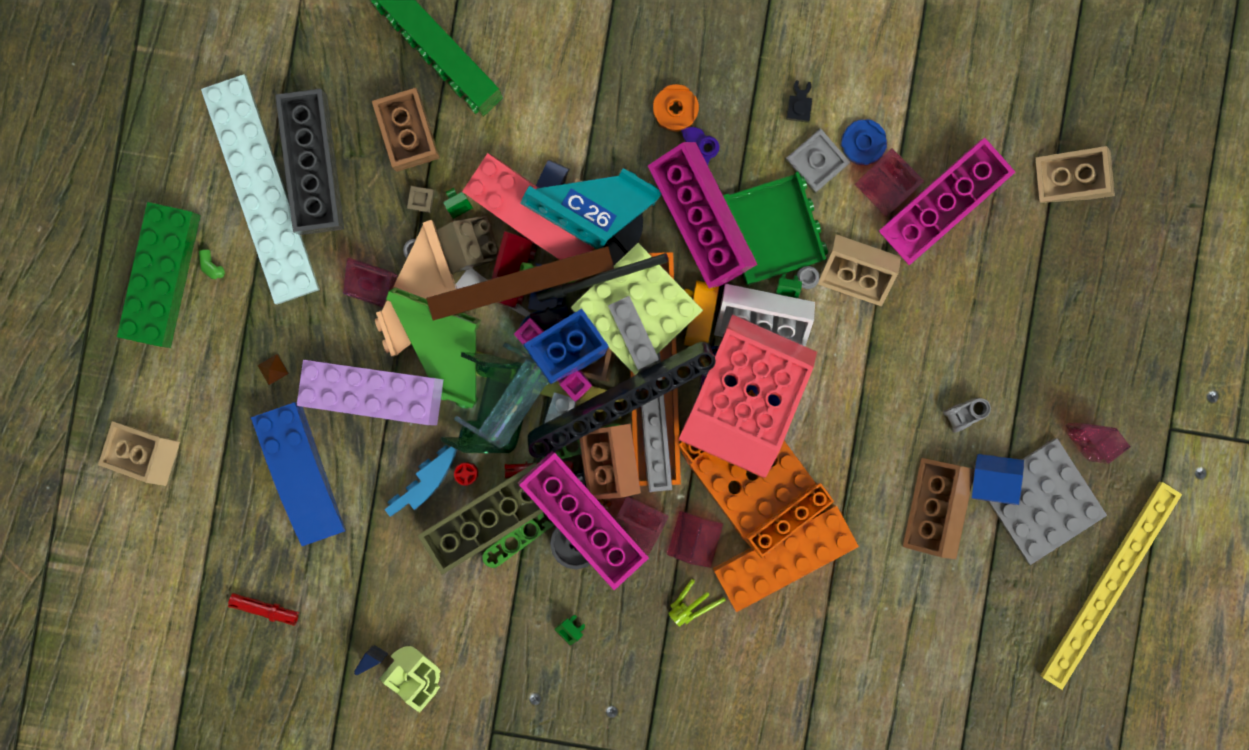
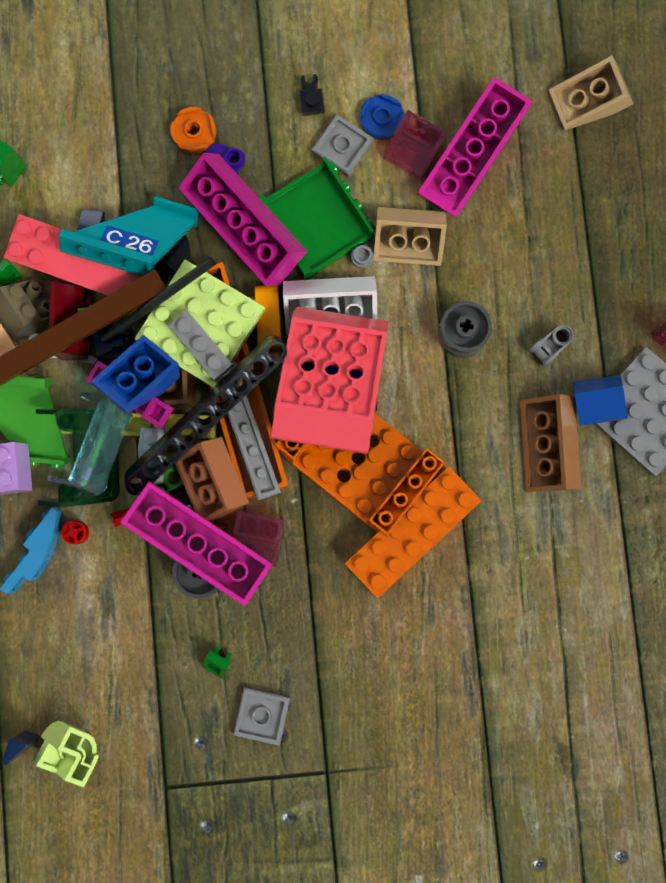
camera: 10 degrees left, 5 degrees down
(479, 523) = (97, 579): olive slope -> none
(522, 538) = (142, 579): bright green beam -> none
(598, 690) = (261, 716): none -> light grey tile
(682, 613) = (324, 615): lime plant -> none
(694, 539) = (319, 538): clear pink slope -> none
(789, 287) = (346, 268): green tile -> none
(900, 377) = (467, 316): none -> dark grey wheel

